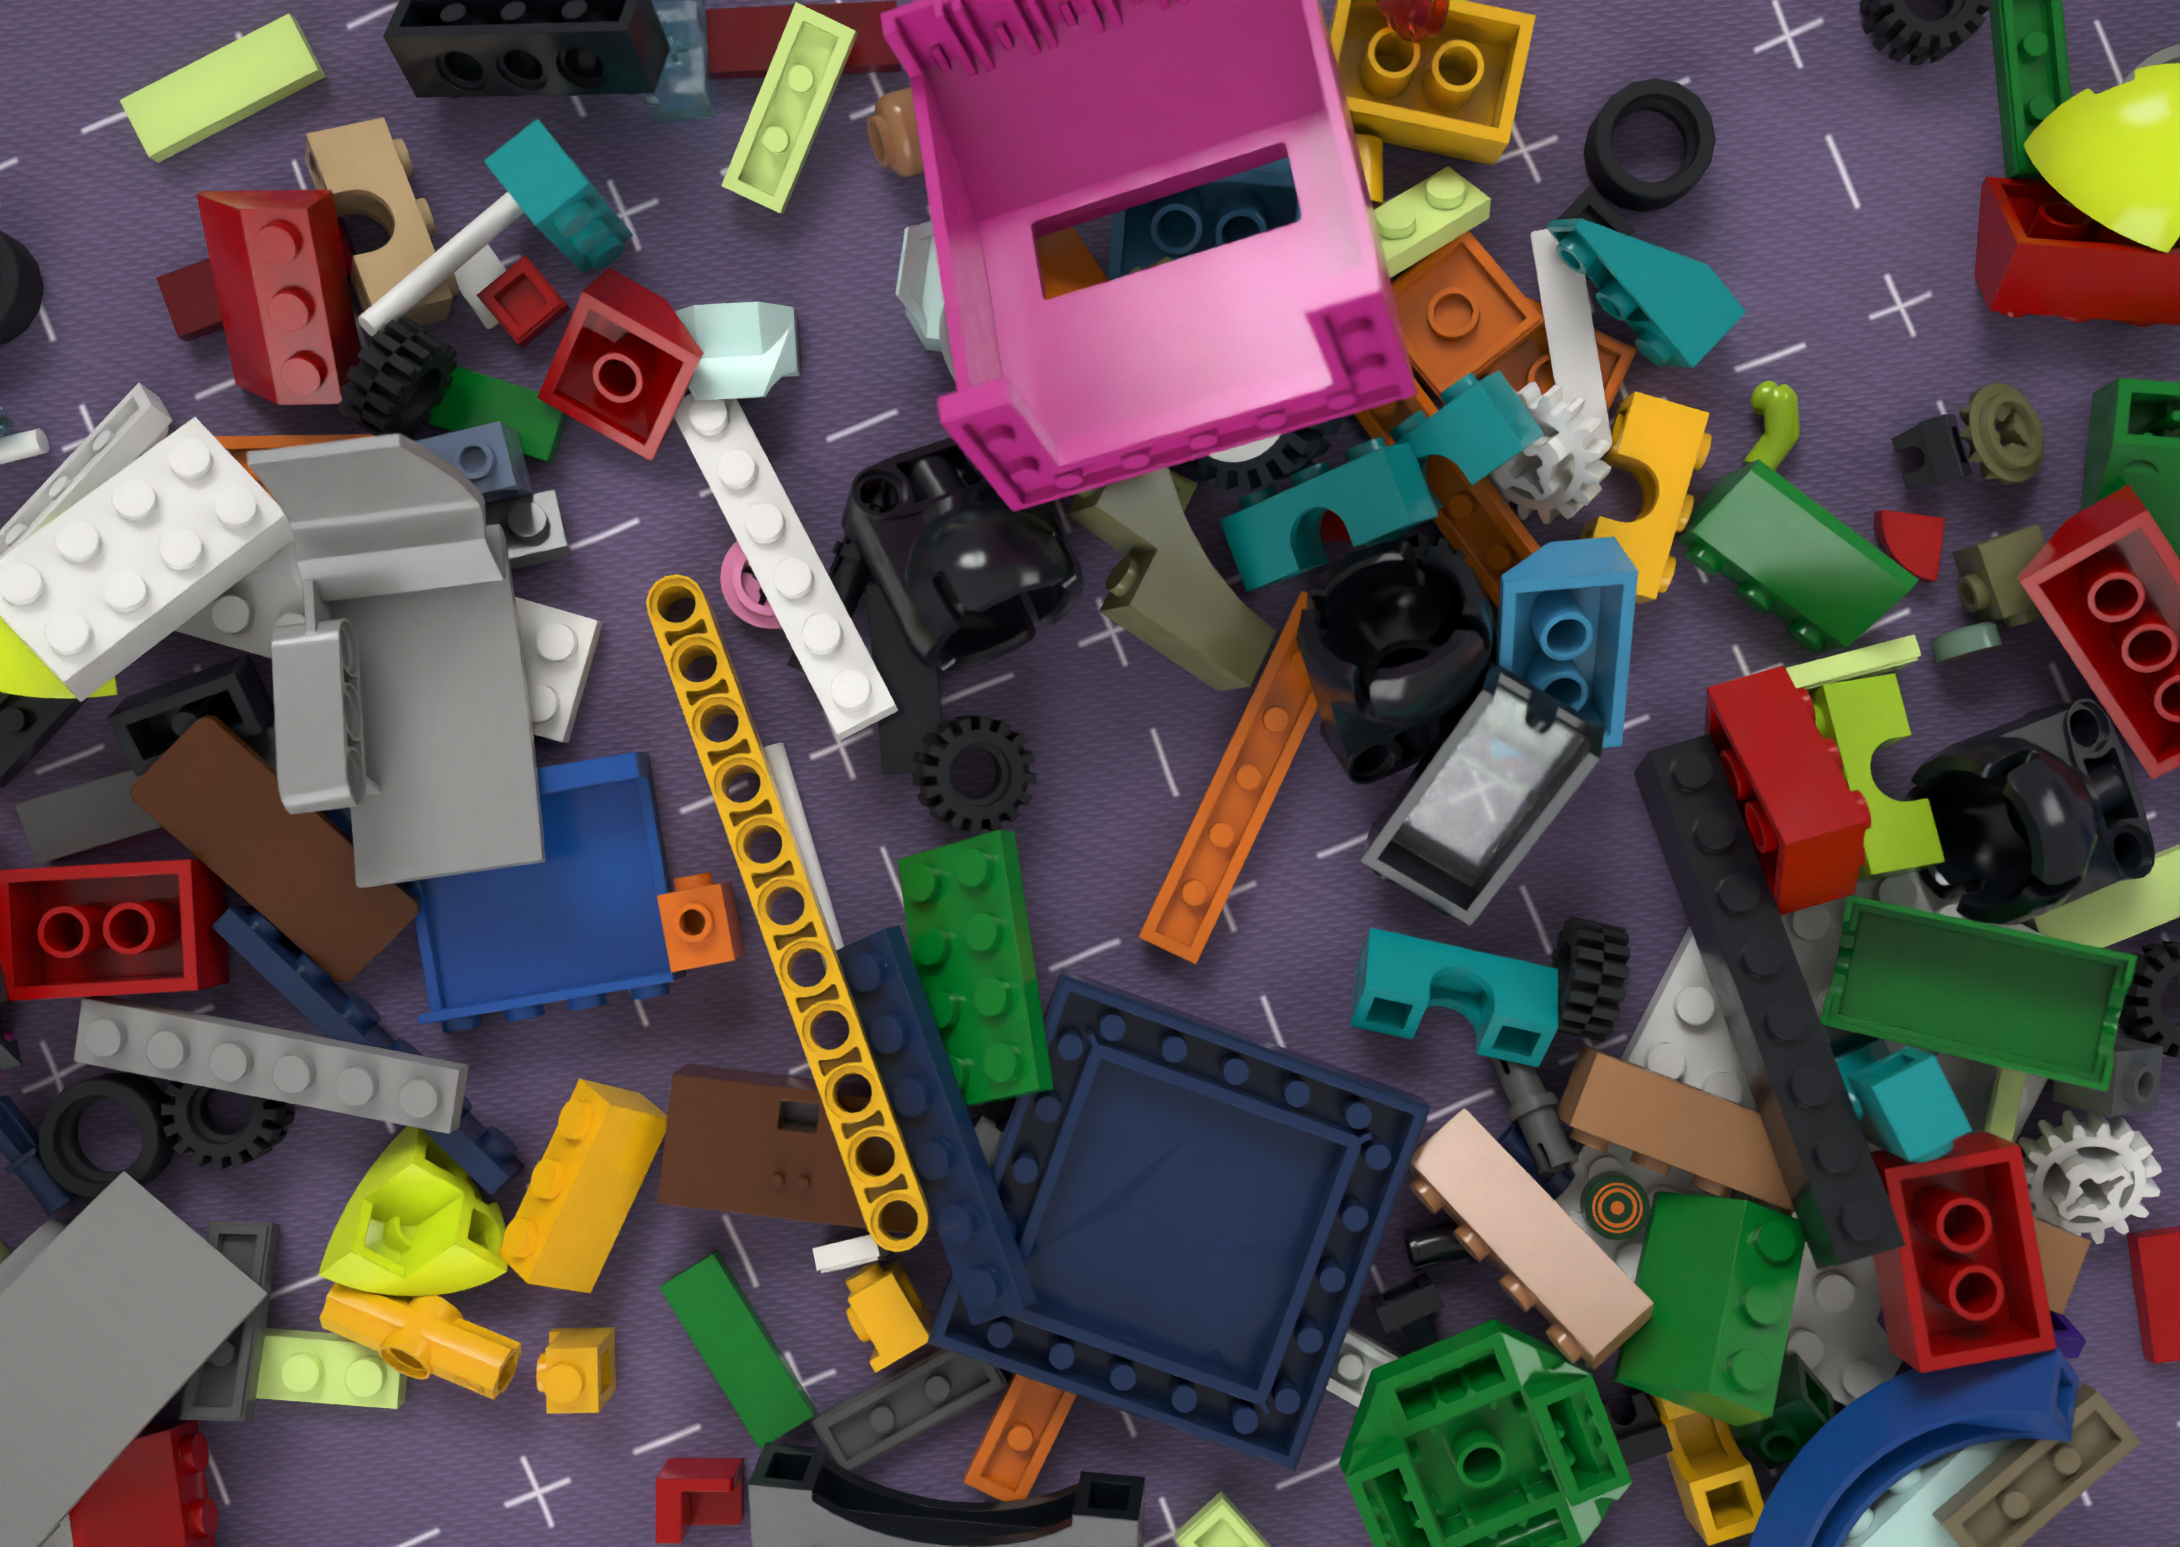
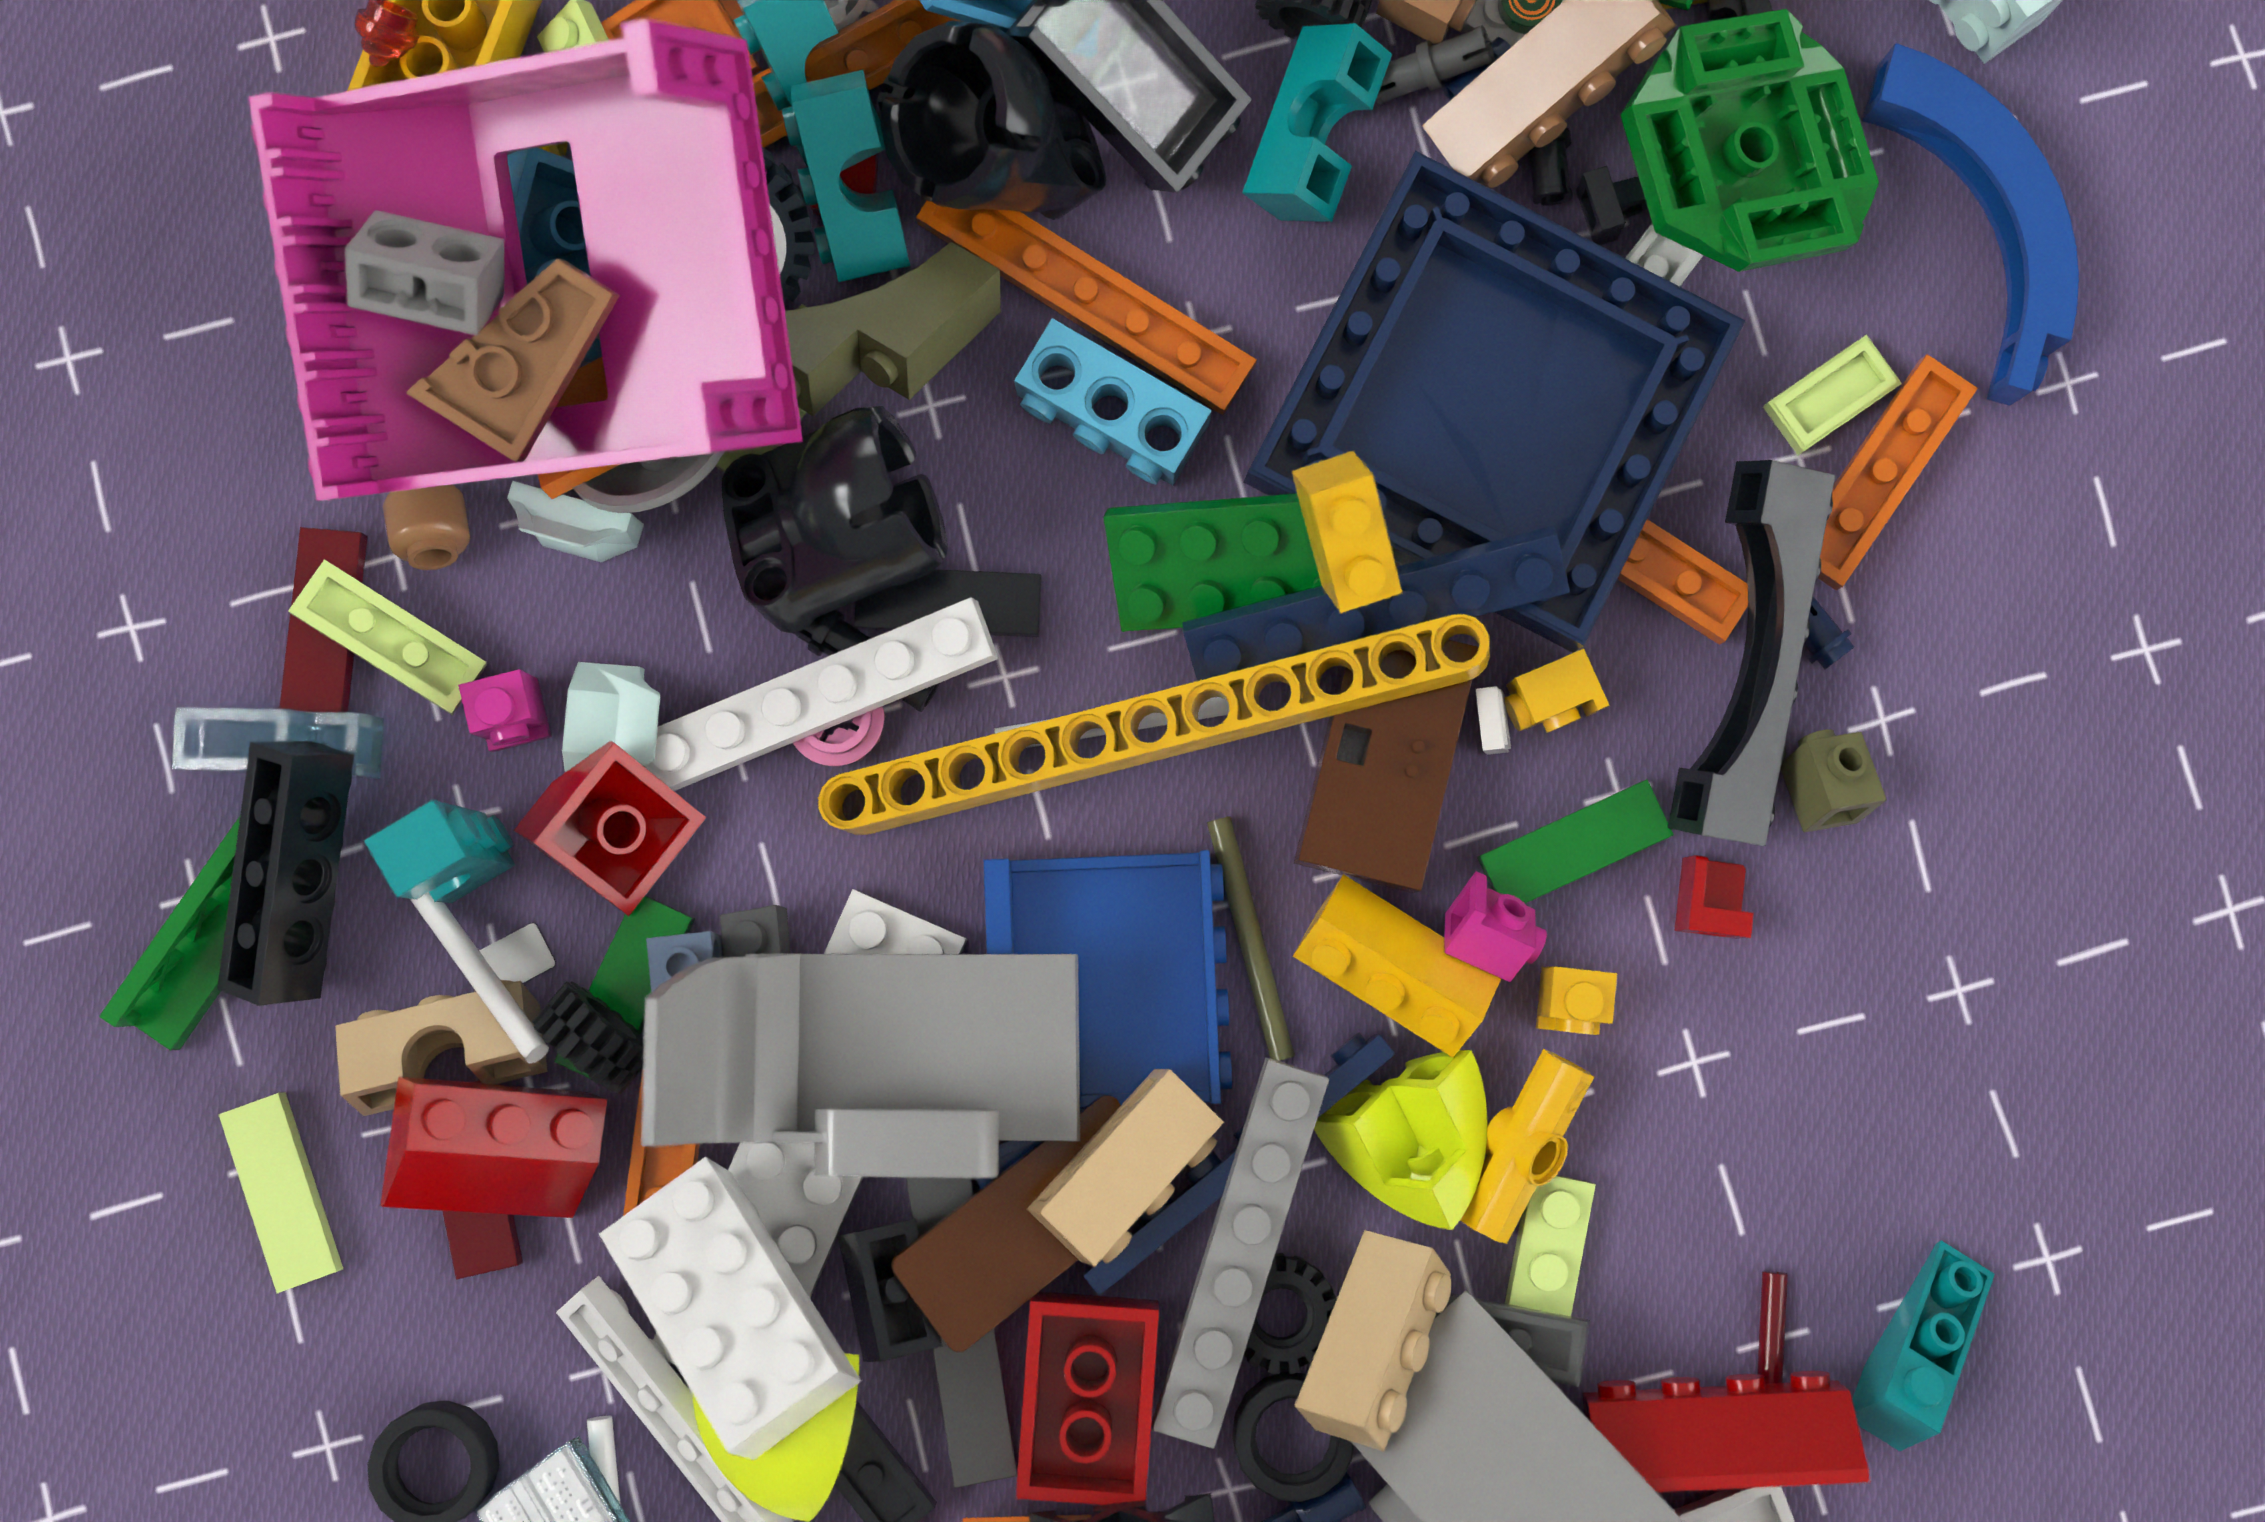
camera: 90 degrees left, 5 degrees down
(198, 1211) = (1375, 1340): none -> tan brick
(337, 937) = (1127, 1168): none -> tan brick
(523, 301) = (533, 923): red tile -> none
(601, 1030) = (1251, 939): none -> olive bar
(632, 1277) = (1492, 930): none -> dark pink brick
(700, 922) = (1156, 820): orange brick -> none
(731, 240) = (505, 709): none -> dark pink brick
(904, 1405) = (1644, 688): dark grey tile -> none
(994, 1091) = (1347, 531): none -> yellow brick
(1011, 778) = (1050, 512): black tyre -> none
(1060, 204) = (521, 361): none -> medium nougat wing
(1132, 89) = (425, 272): none -> light grey brick
(1140, 853) = (1104, 374): none -> medium azure brick

